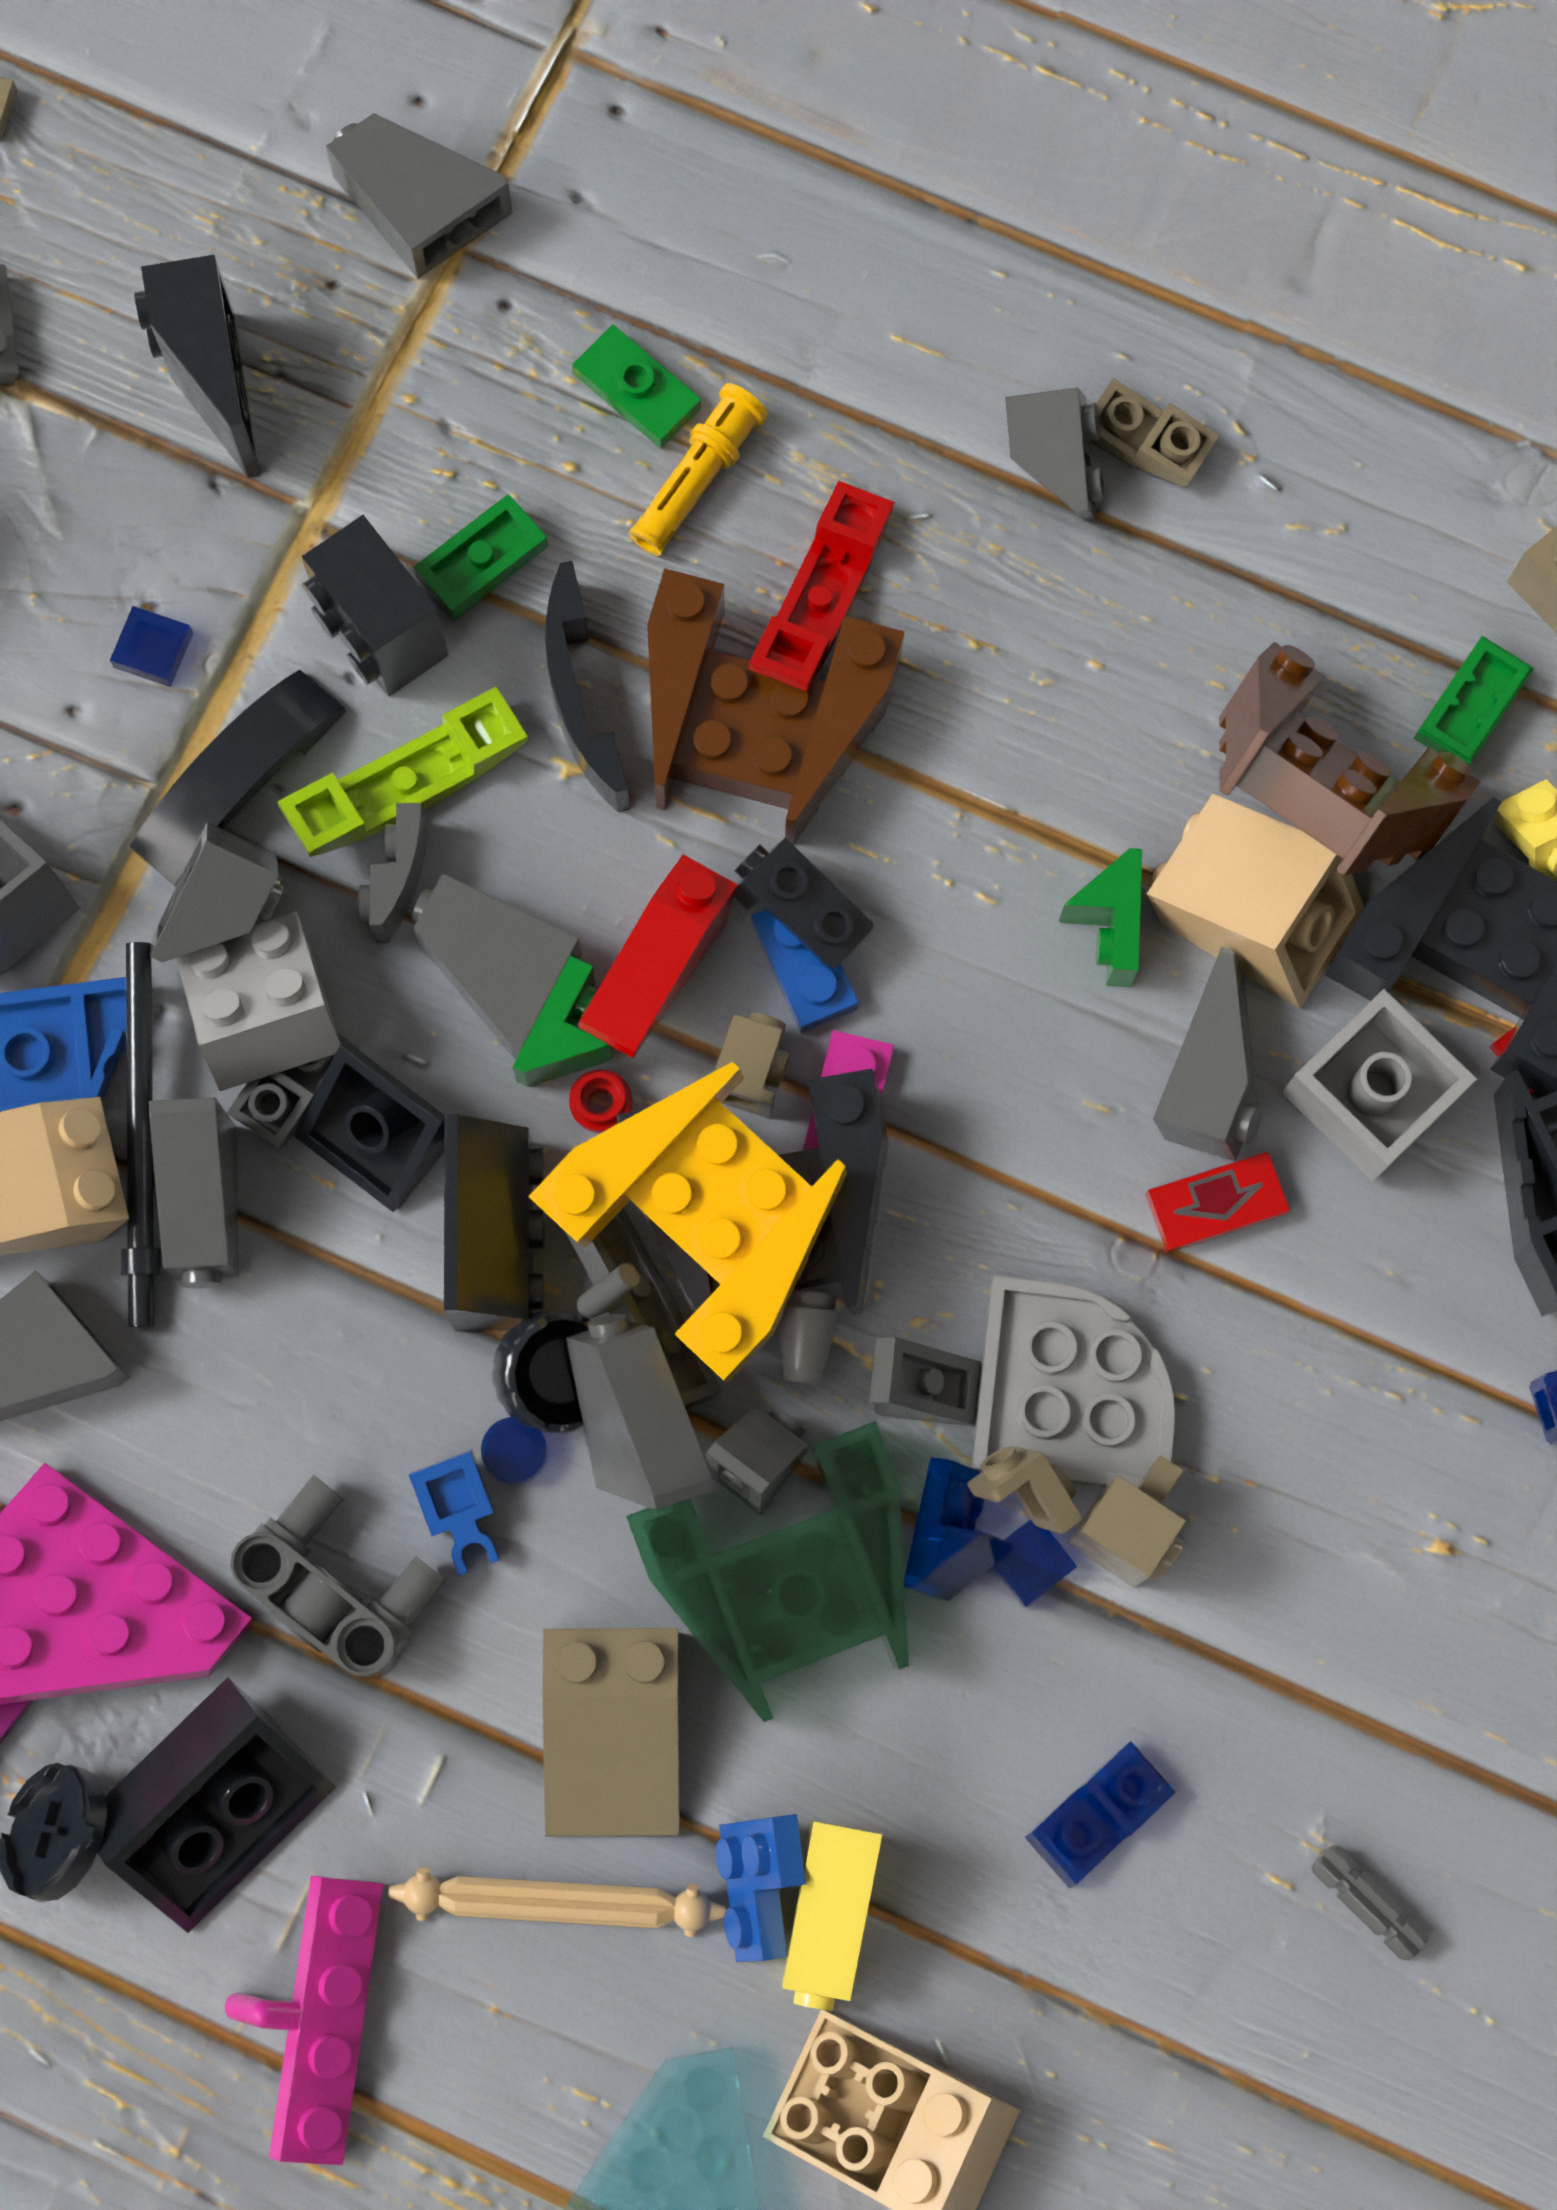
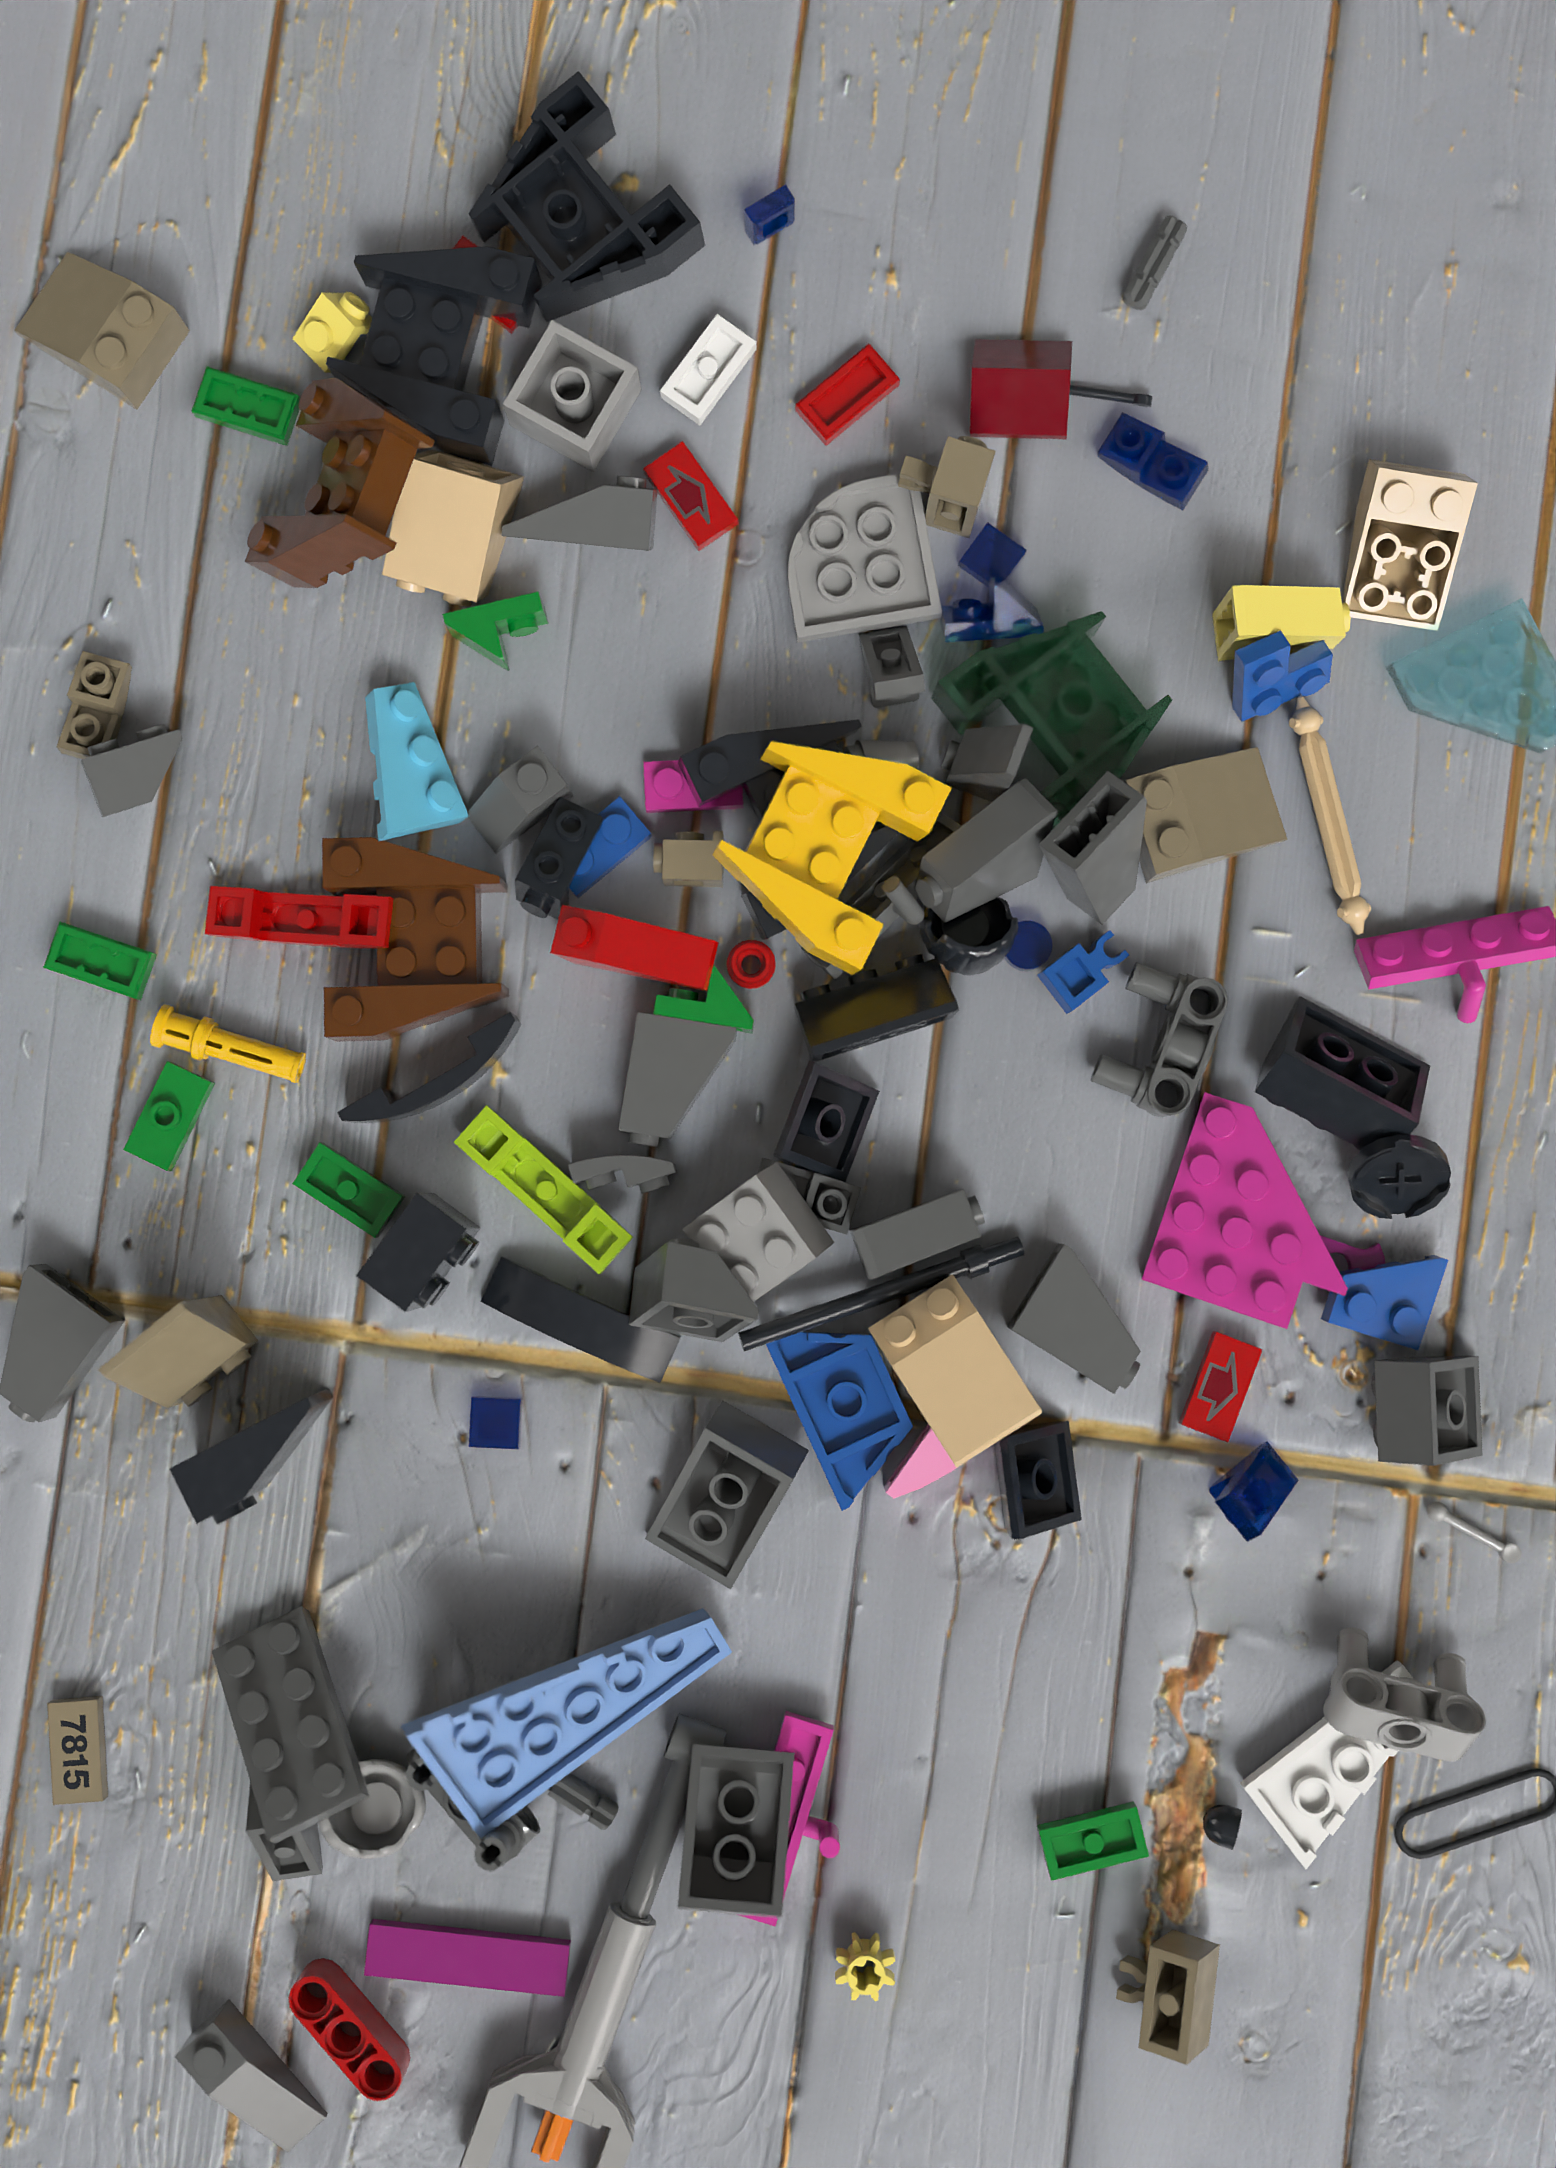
camera: 100 degrees left, 10 degrees up
(347, 316) = (183, 1352): none -> dark tan slope
(597, 1557) = (1099, 847): none -> dark grey slope
(842, 358) = (100, 960): none -> green plate
(891, 884) = (518, 799): none -> dark grey slope
(968, 764) = (412, 772): none -> medium azure wing
(1038, 1485) = (943, 567): dark tan bracket -> none
(1233, 1725) = (1134, 399): none -> black hinge
(1246, 1665) = (1020, 389): none -> dark red slope
(1298, 1440) = (847, 394): none -> red tile
(1374, 1270) = (708, 369): none -> white plate

